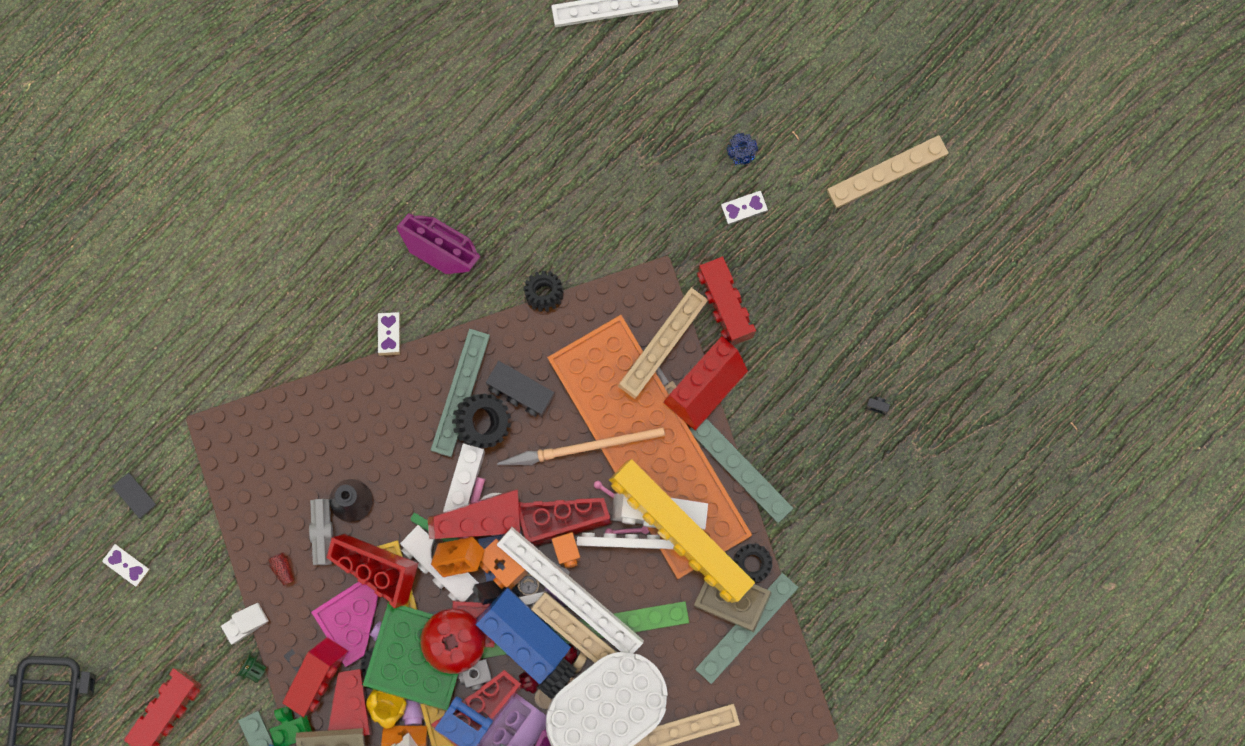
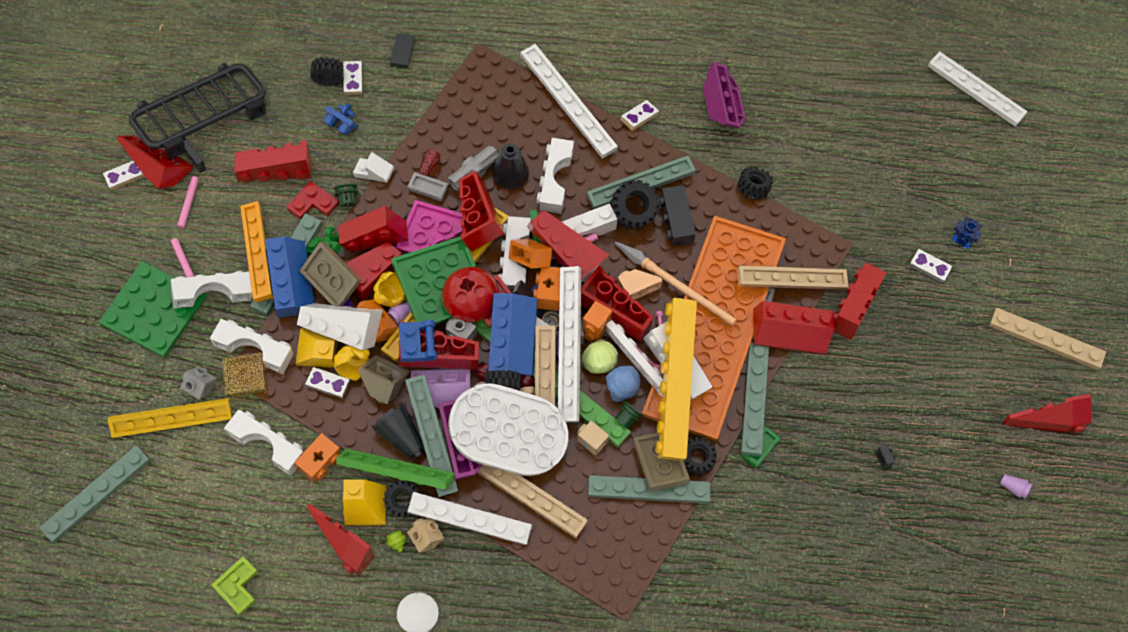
camera: 50 degrees right, 15 degrees down
(103, 587) = (326, 71): none -> black tyre
(155, 614) = (333, 116): none -> blue hips
(224, 700) = (311, 197): none -> red plate
(304, 587) = (428, 186): none -> light grey tile
(321, 387) = (569, 101): none -> white plate
(373, 442) = (559, 156): none -> white arch
(556, 481) = (639, 283): none -> light nougat slope
(598, 571) = (600, 357): none -> yellowish green hair
(639, 572) = (623, 383): none -> medium blue hair
(664, 639) = (592, 437): none -> tan brick
(670, 591) = (628, 415): none -> dark green piece
(785, 489) = (770, 440): none -> green tile
(966, 224) = (1065, 417): none -> red wedge
(989, 319) = (1018, 486): none -> lavender cone

